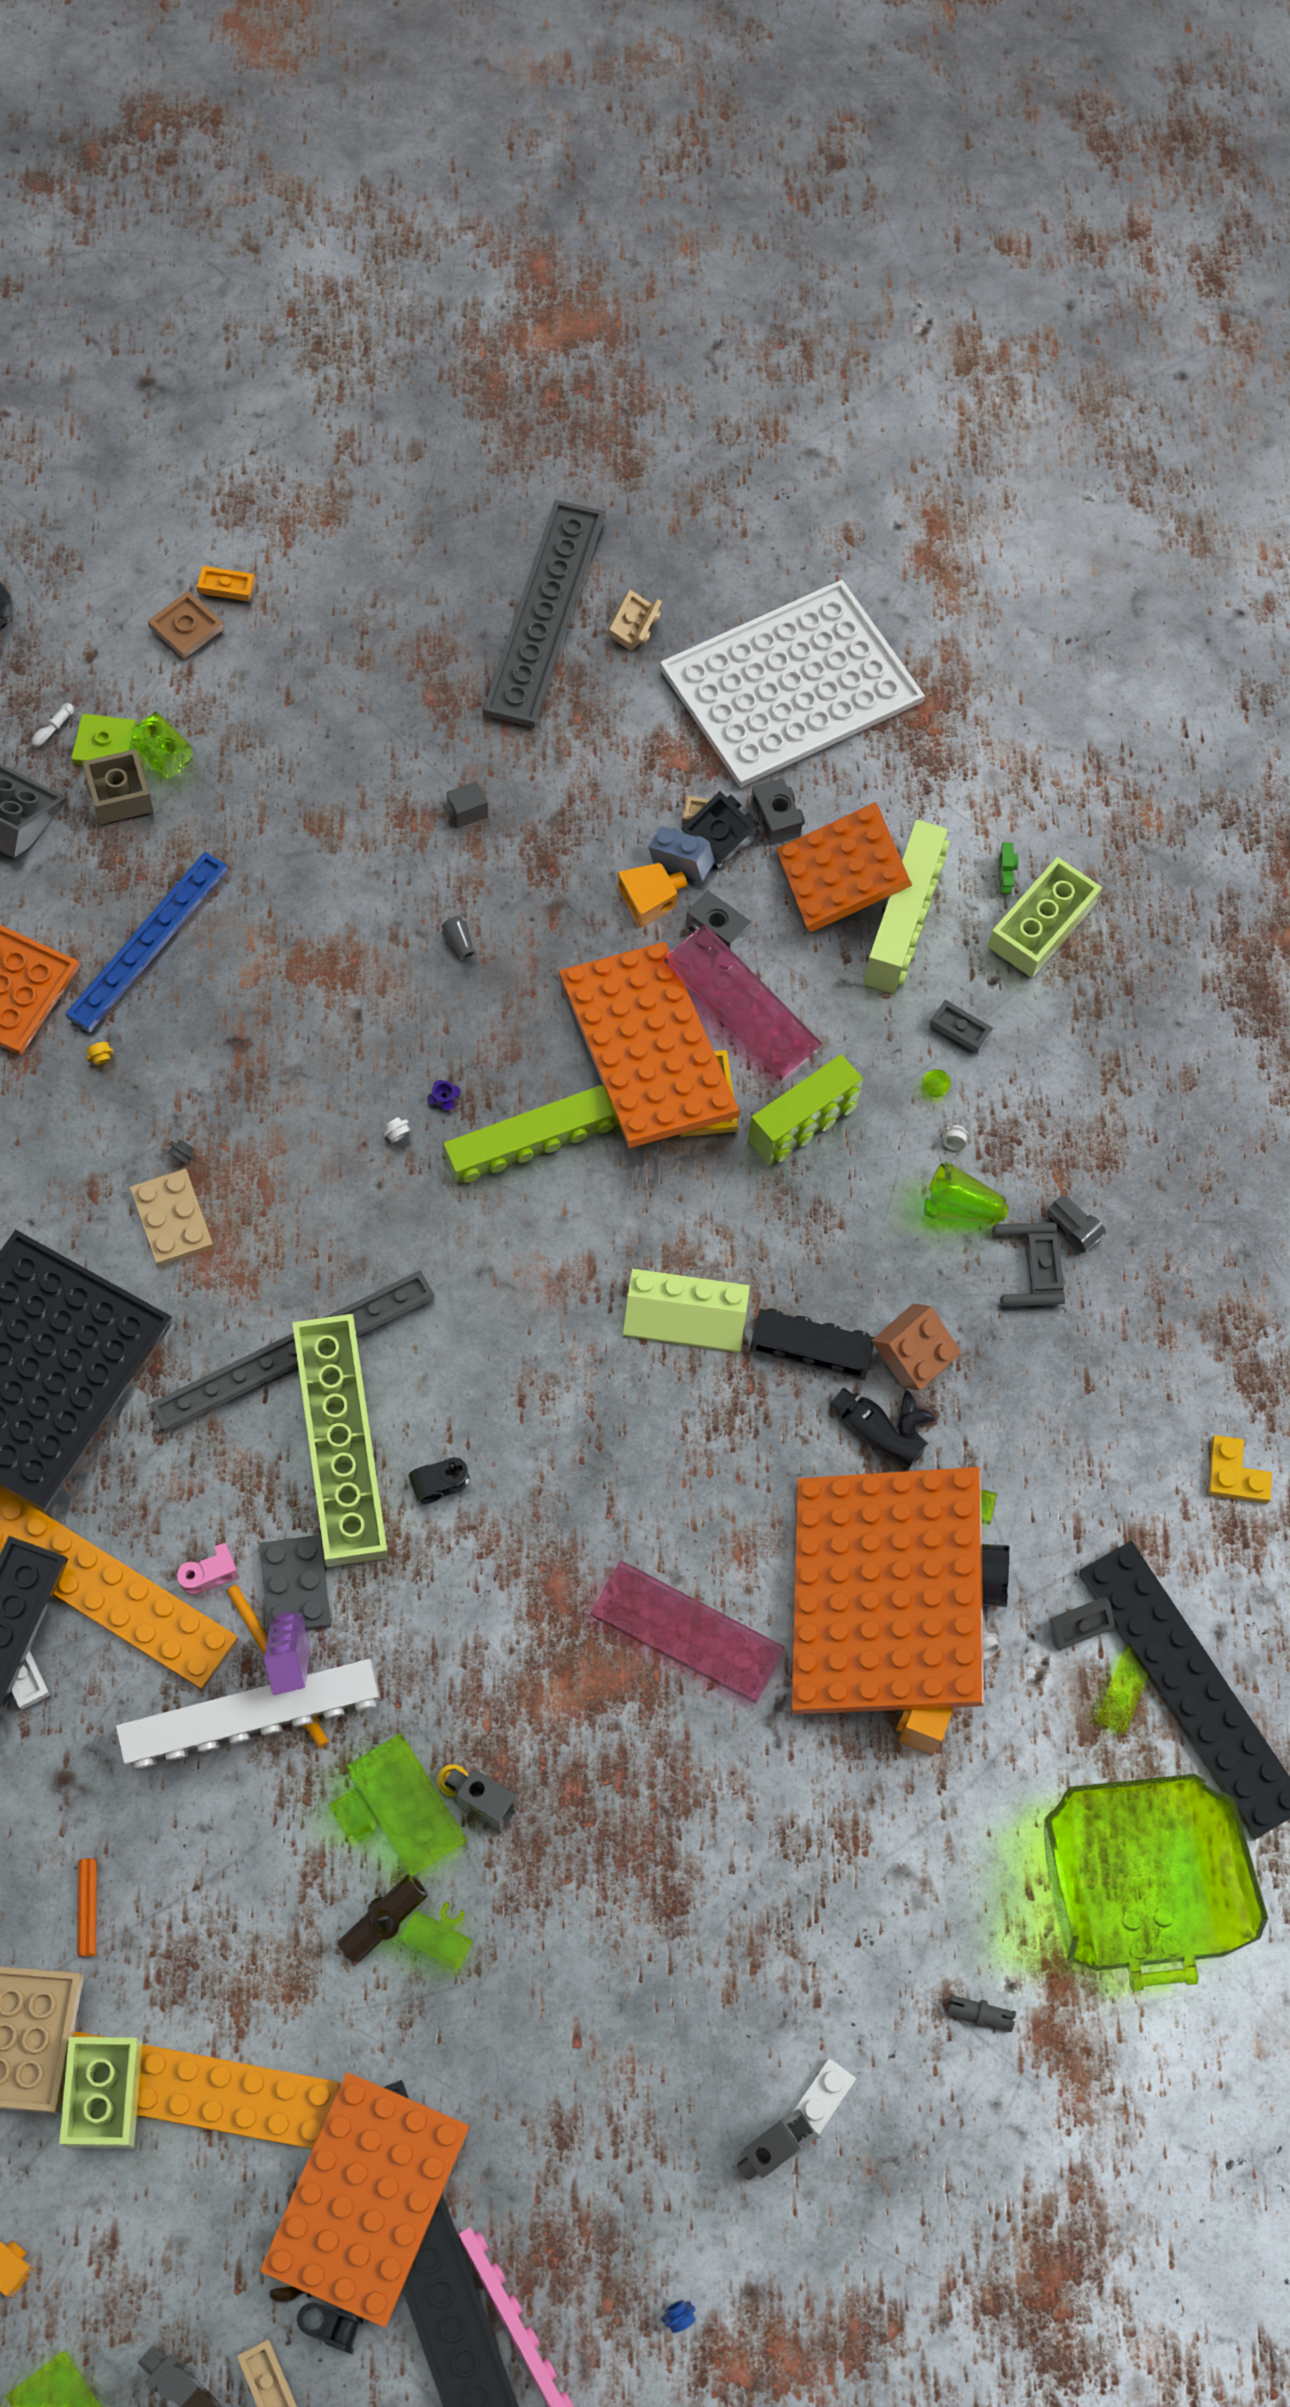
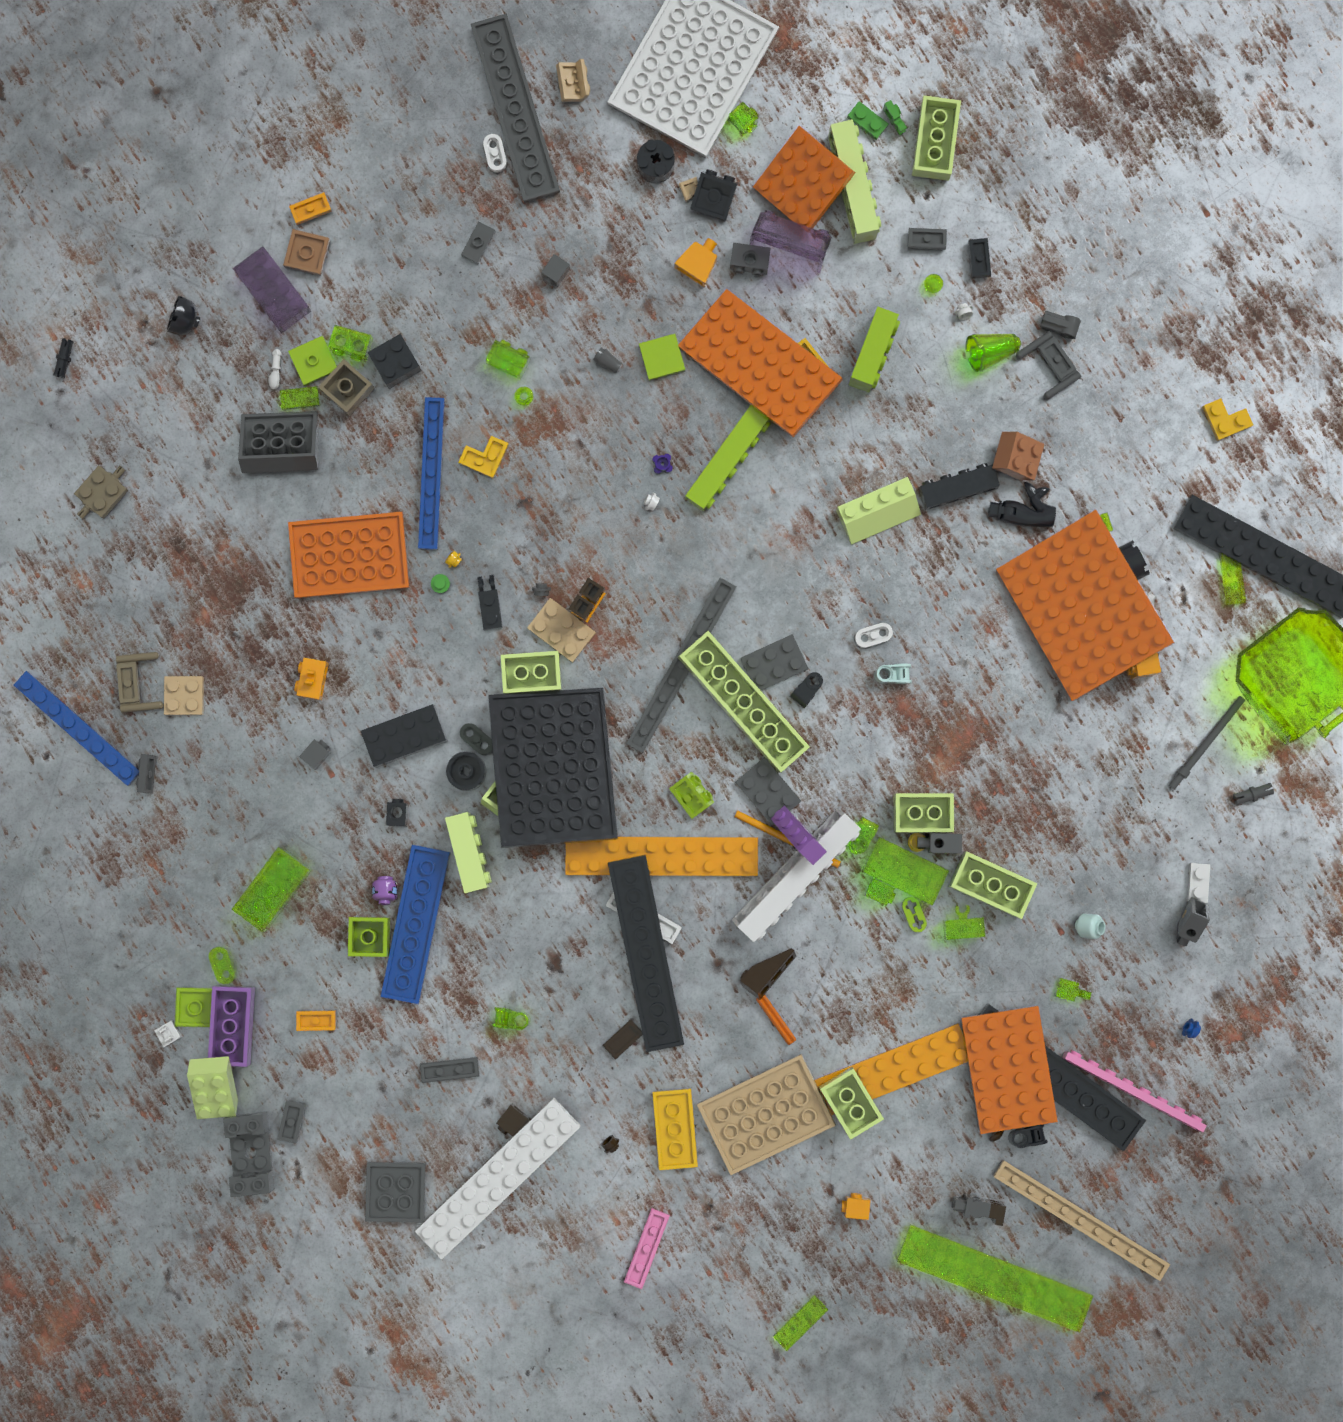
camera: 30 degrees left, 20 degrees up
(56, 772) = (299, 398): none -> clear neon green tile
(62, 1072) = (440, 583): none -> bright green plate
(93, 1238) = (531, 672): none -> yellowish green brick
(104, 1133) = (489, 605): none -> black hinge
(114, 639) = (272, 289): none -> clear purple brick
(116, 1829) = (764, 974): none -> dark brown slope
(189, 1524) = (692, 795): none -> lime bracket
(198, 792) = (394, 361): none -> black brick
(209, 1572) = (715, 820): bright pink leg -> none
(227, 967) = (487, 461): none -> yellow plate
(228, 1198) = (585, 605): none -> dark brown hips
(323, 914) = (523, 390): none -> clear neon green plate
(337, 867) = (508, 359): none -> clear neon green brick
(370, 1931) = (930, 934): dark brown piece -> none
(373, 1874) = (918, 912): none -> lime beam
(386, 1719) = (867, 833): none -> clear neon green piece
(396, 727) = (478, 242): none -> dark grey plate
(418, 1423) = (774, 662): none -> dark grey plate
(484, 646) = (495, 154): none -> white plate
(485, 1739) = (923, 812): none -> yellowish green brick
(518, 1904) = (992, 885): none -> yellowish green brick
(530, 974) = (662, 357): none -> lime tile
(533, 2137) = (1069, 990): none -> clear neon green plate
(570, 1532) = (896, 674): none -> light aqua piece
(576, 1462) = (873, 635): none -> white plate
(621, 2056) = (1090, 926): none -> light aqua head
(673, 754) = (652, 151): none -> black brick
(682, 853) = (701, 227): sand blue brick -> none
(688, 1631) = (989, 689): clear pink plate -> none
(742, 1002) = (795, 301): clear pink plate -> none
(777, 825) = (744, 171): dark grey brick -> none
(786, 920) = (791, 237): none -> clear purple windscreen
(815, 768) = (744, 119): none -> clear neon green brick
(897, 1917) = (1184, 771): none -> dark grey bar
(970, 856) = (867, 120): none -> bright green plate
(1015, 1086) = (979, 258): none -> black plate
(1082, 1623) = (1192, 557): dark grey plate -> none

